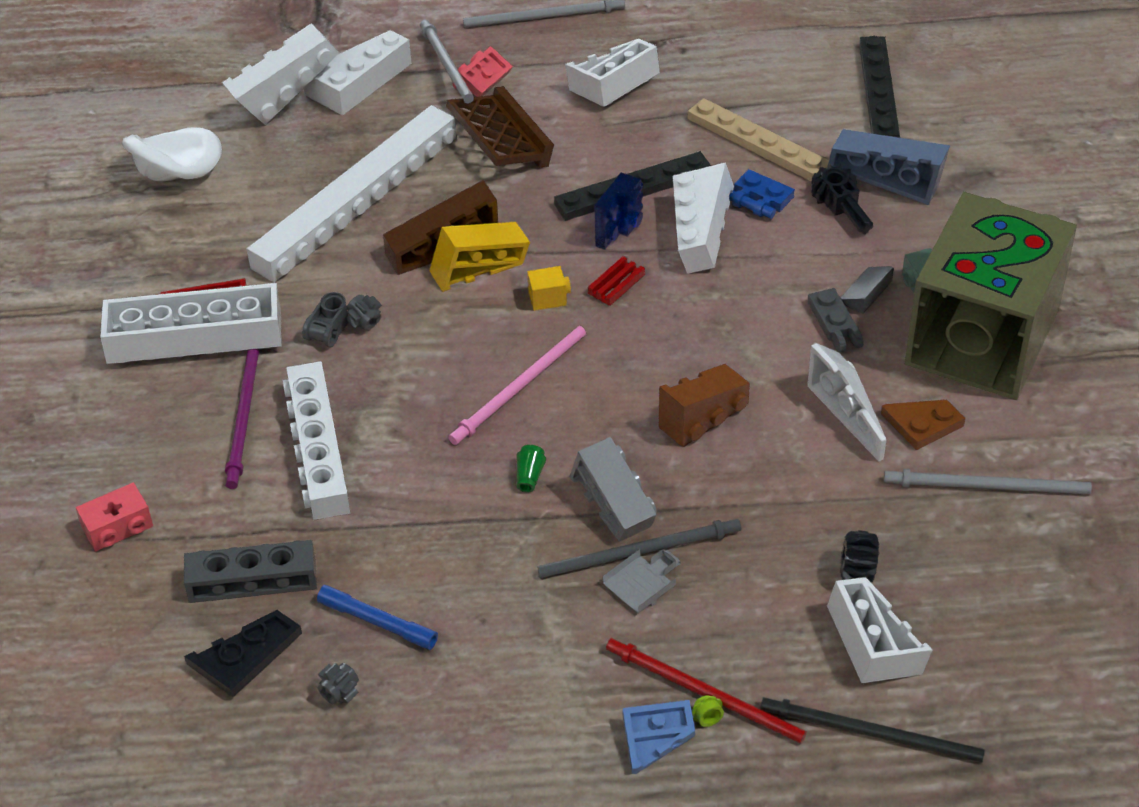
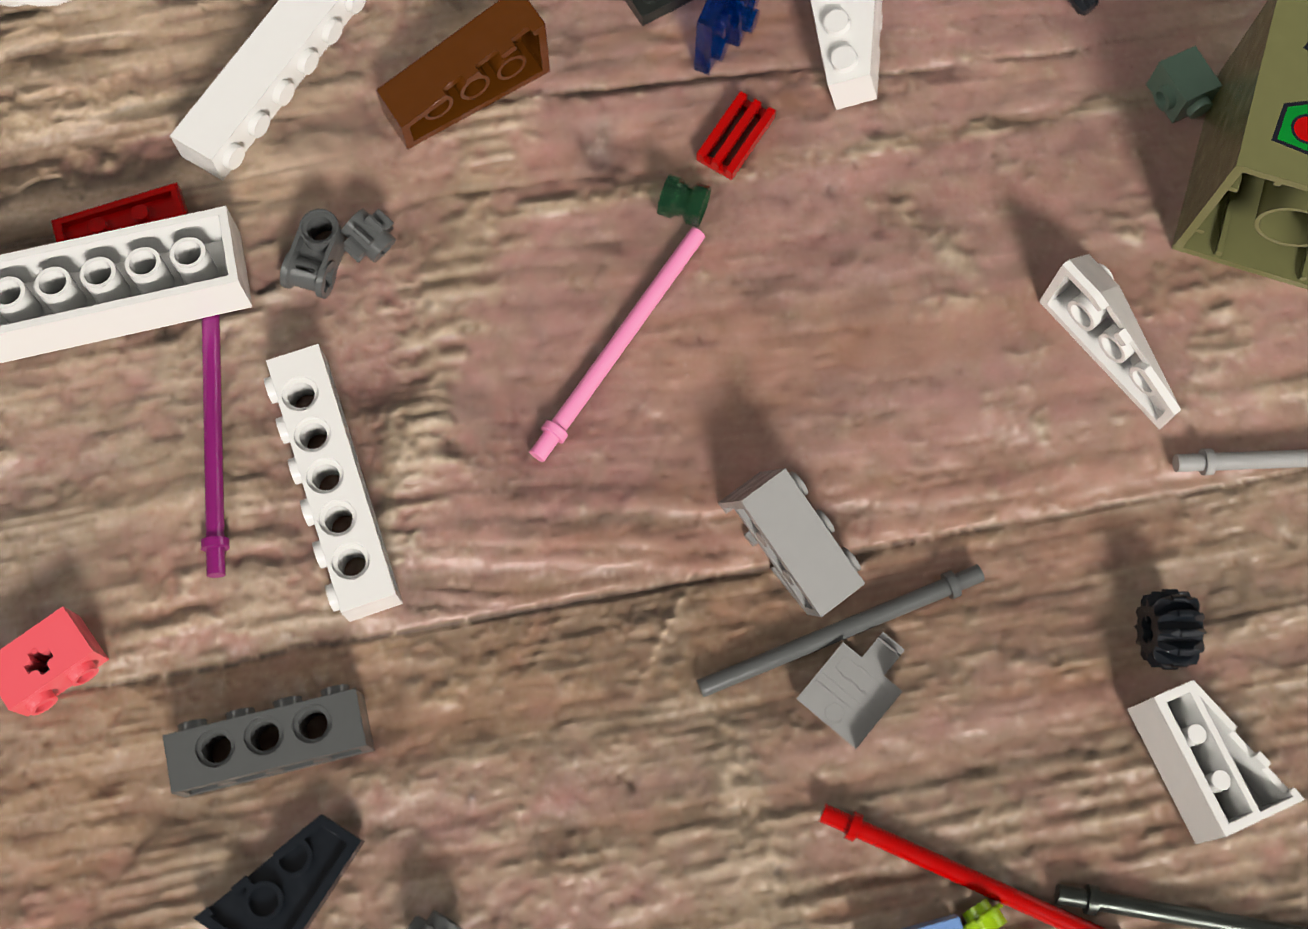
camera: 10 degrees left, 25 degrees up
(409, 631) = (422, 781): blue piece -> none
(475, 250) = (522, 102): yellow wedge -> none
(529, 467) = (659, 501): green cone -> none
(548, 288) = (638, 162): yellow brick -> none
(574, 310) = (680, 199): none -> clear green wheel
(701, 403) = (901, 362): dark orange wedge -> none
(835, 319) = (1065, 179): dark grey hinge -> none
(867, 288) = (1102, 116): dark grey slope -> none
(923, 420) = (1215, 352): dark orange wing -> none

